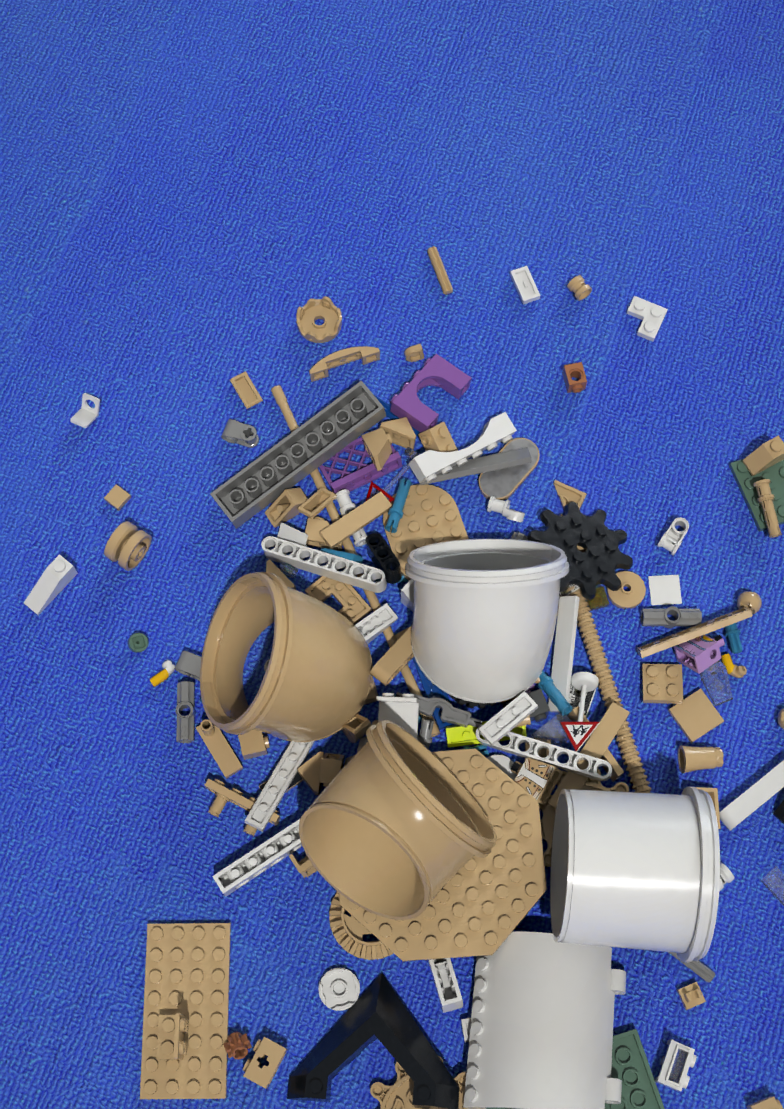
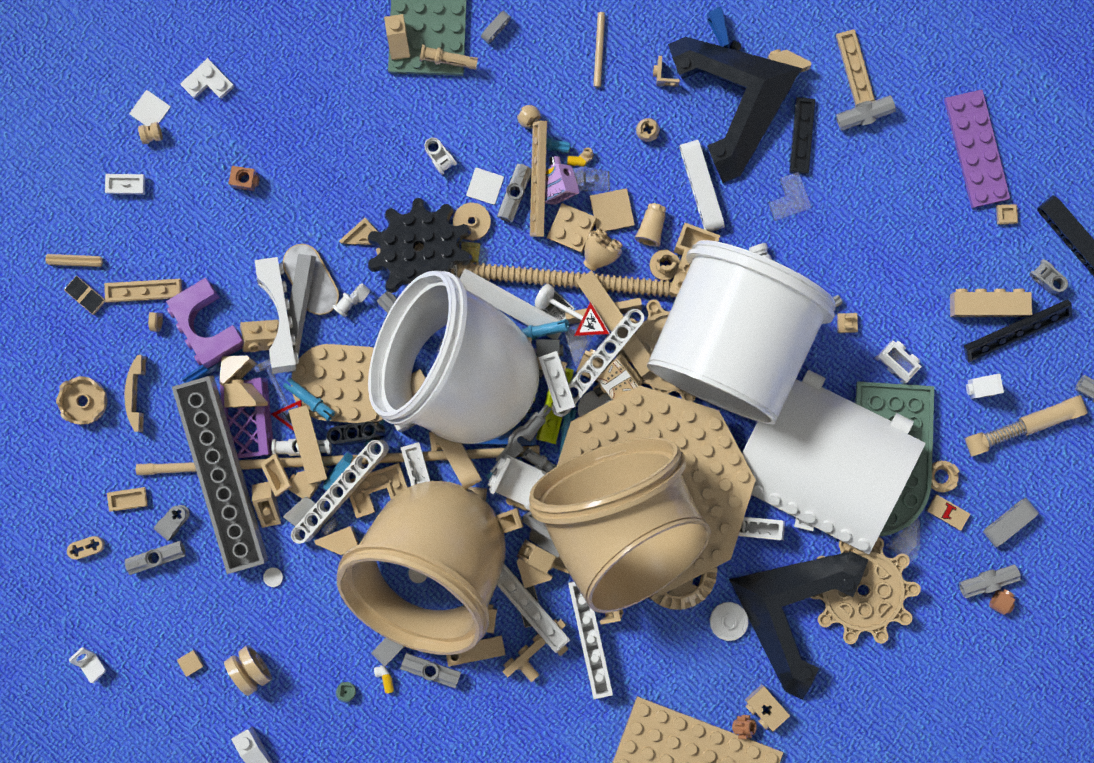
camera: 65 degrees left, 15 degrees up
(193, 370) = (87, 551): none -> tan beam
(209, 438) = (166, 554): none -> light grey piece
(222, 539) = (273, 577): none -> white piece
(413, 290) = (85, 295): none -> black tile
(437, 333) = (142, 290): none -> tan tile
(600, 281) = (149, 109): none -> white sticker
(653, 717) = (601, 250): none -> tan piece
(667, 782) = (664, 272): none -> tan piece

